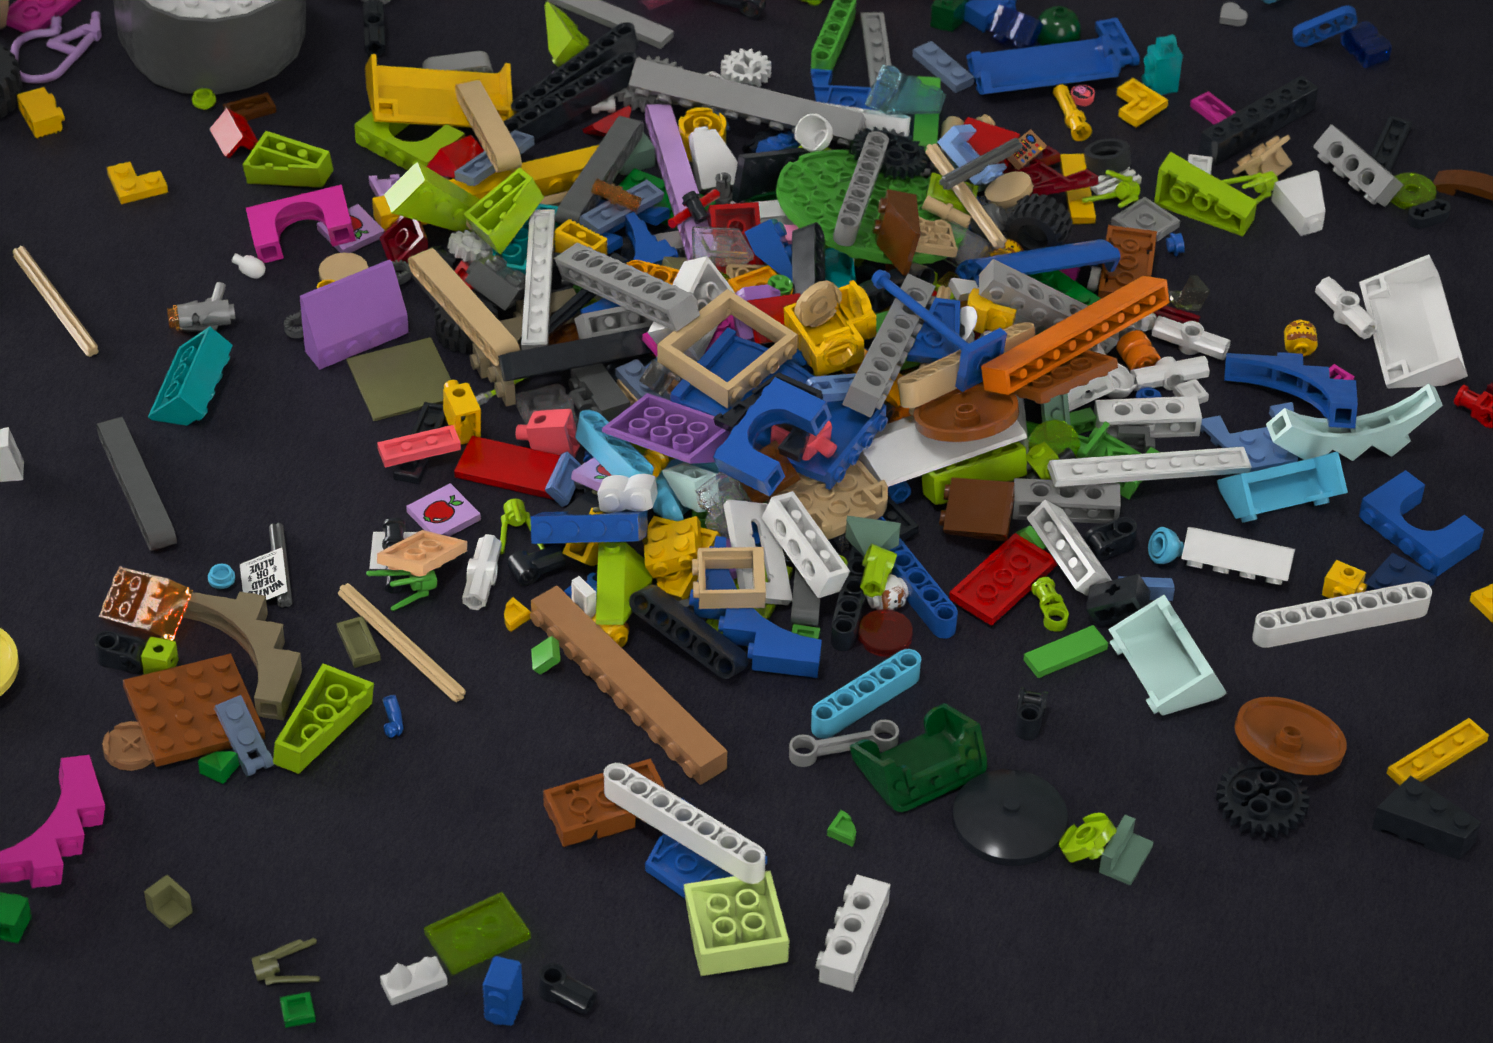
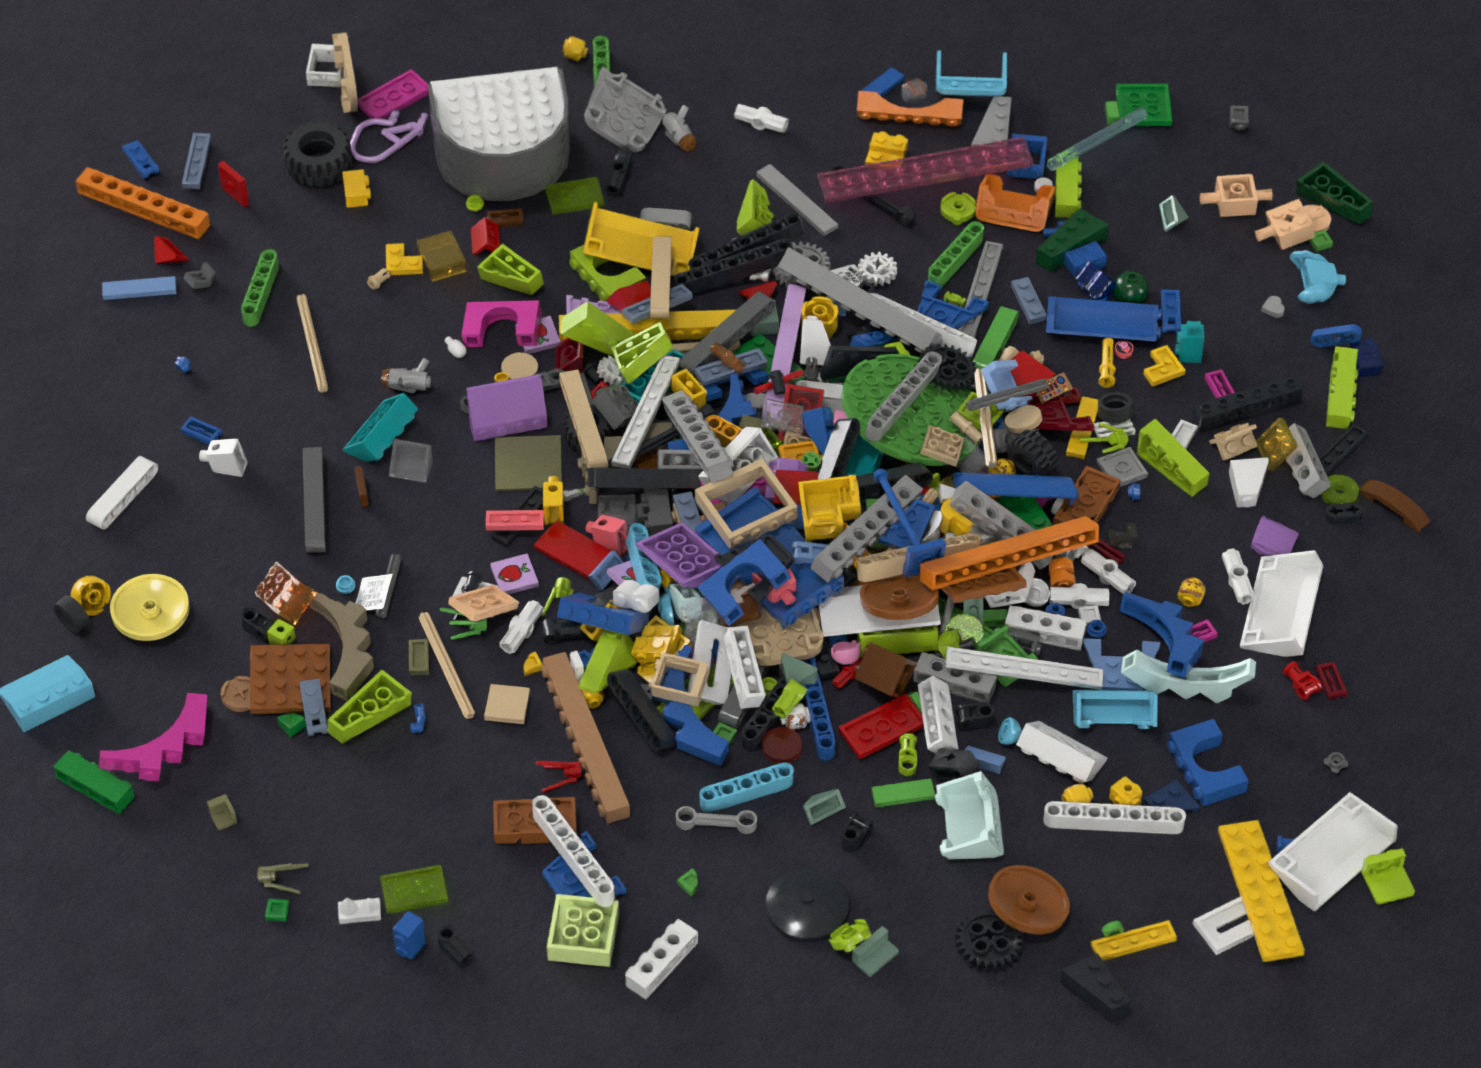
camera: 20 degrees right, 5 degrees up
(110, 211) = (375, 281): none -> tan pin
(187, 164) = (442, 255): none -> clear yellow panel
(194, 453) = (361, 486): none -> reddish brown tile
(248, 407) = (411, 460): none -> clear slope
(327, 66) = (574, 195): none -> clear neon green tile
(504, 669) = (507, 704): none -> tan tile
(545, 655) = (539, 701): bright green tile -> none
(625, 729) = (571, 770): none -> red plant
(658, 377) = (692, 513): clear smoke panel -> none
(813, 132) = (895, 339): white hair -> none
(818, 303) = (822, 485): tan tile -> none
(854, 81) = (955, 299): none -> lime piece
(898, 228) = (913, 435): reddish brown slope -> none
(903, 94) = (977, 322): clear light blue slope -> none
(919, 502) = (846, 652): none -> bright pink hair
(926, 765) = (763, 851): dark green windscreen -> none
(928, 527) = (847, 674): none -> red axle
(974, 690) = (823, 805): none -> sand green slope
(1209, 405) = (1096, 625): none -> blue plate
(1261, 182) = (1222, 457): lime plant -> none
(1284, 596) = (1077, 793): none -> yellow head
(1318, 151) = (1276, 443): none -> clear yellow plate
(1359, 79) = (1342, 388): none -> lime wedge
(1364, 258) = (1273, 538): none -> medium lavender slope
(1408, 745) = (1112, 928): none -> bright green tile

